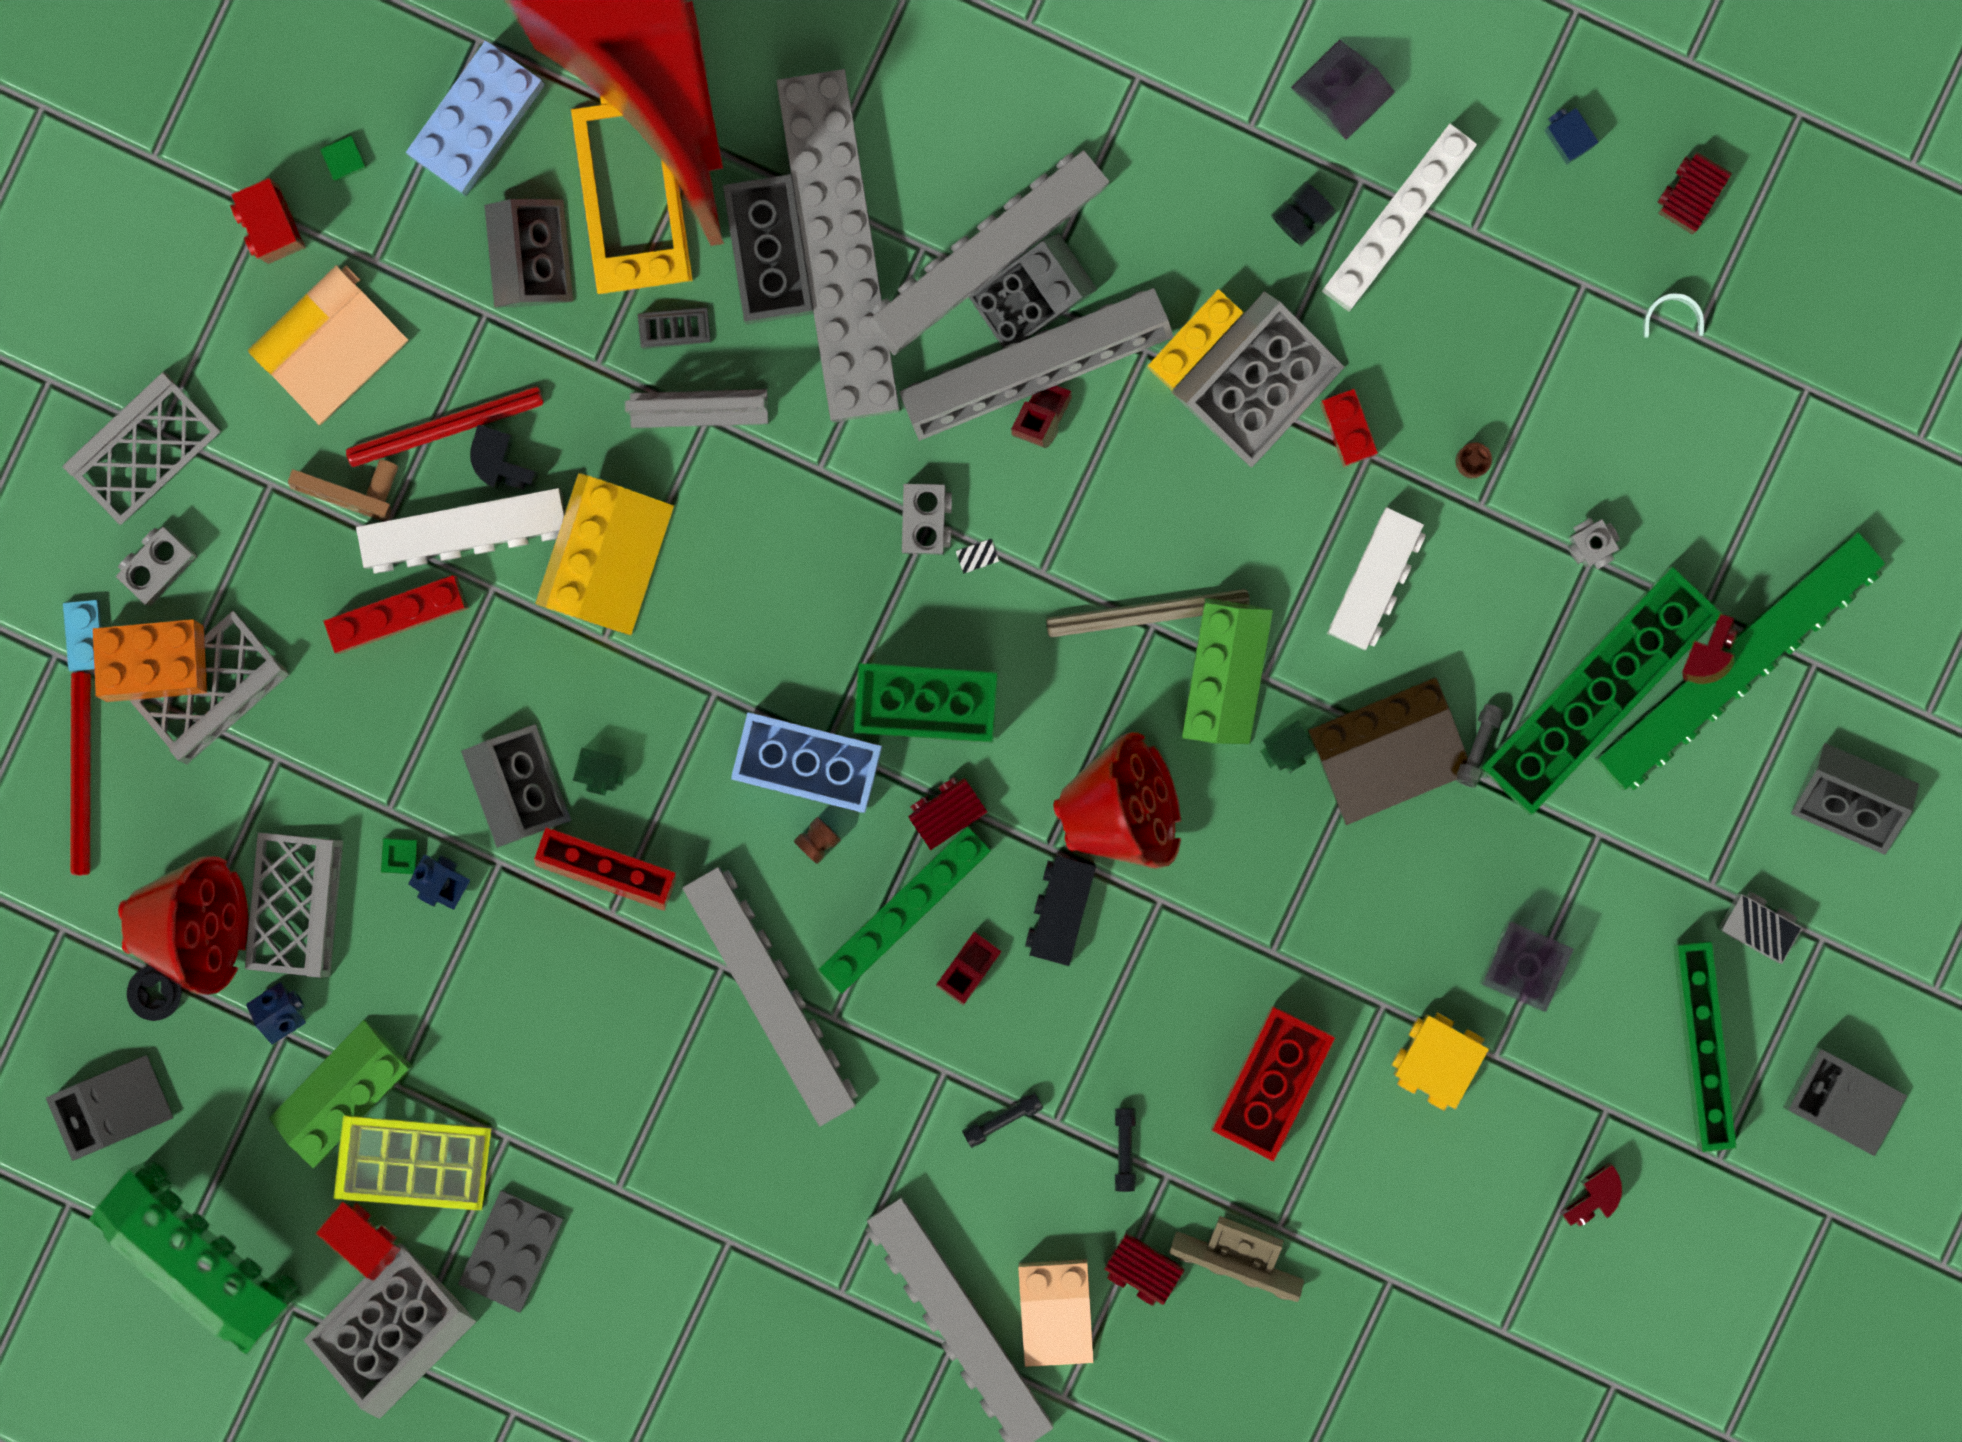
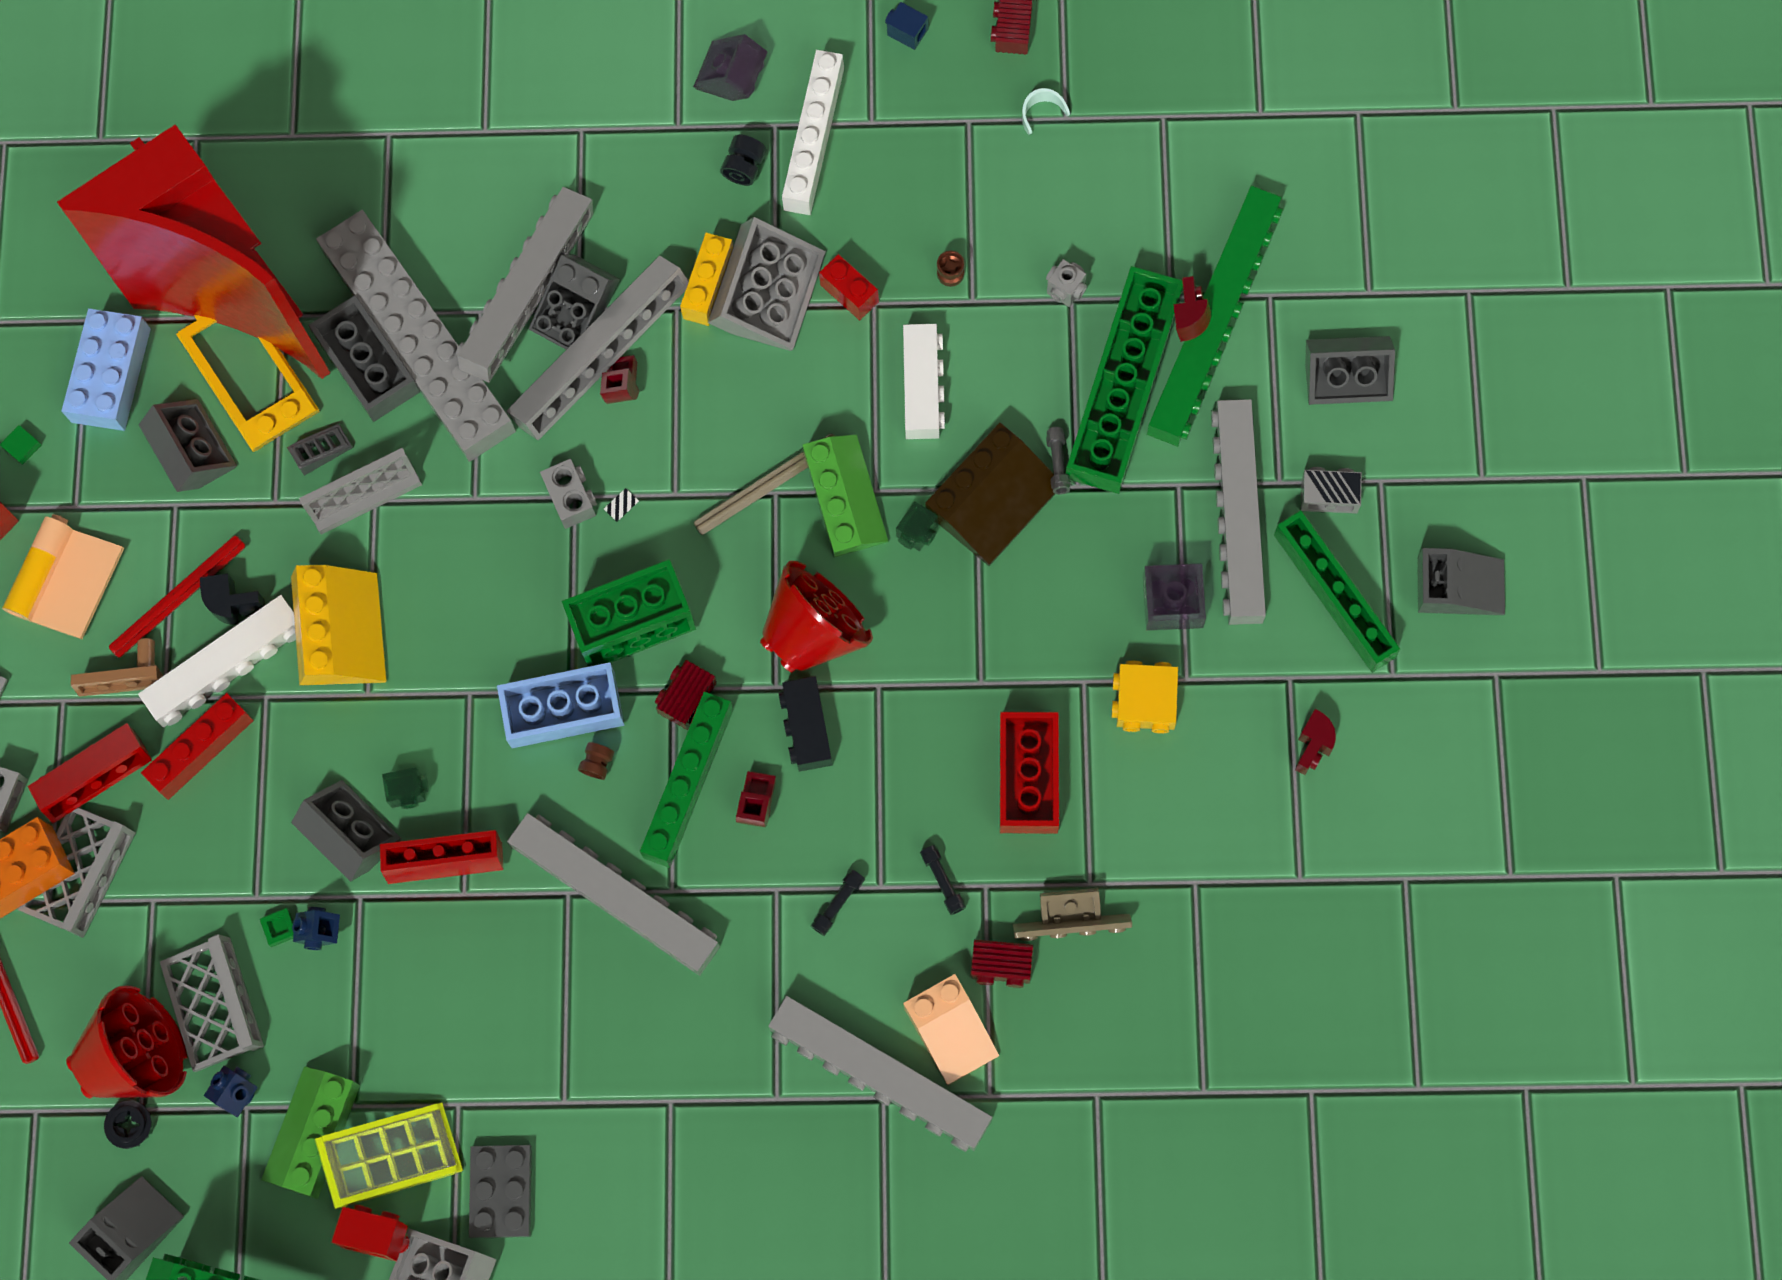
camera: 20 degrees left, 15 degrees down
(268, 588) = (89, 773): none -> red brick
(1648, 901) = (1239, 512): none -> light grey brick

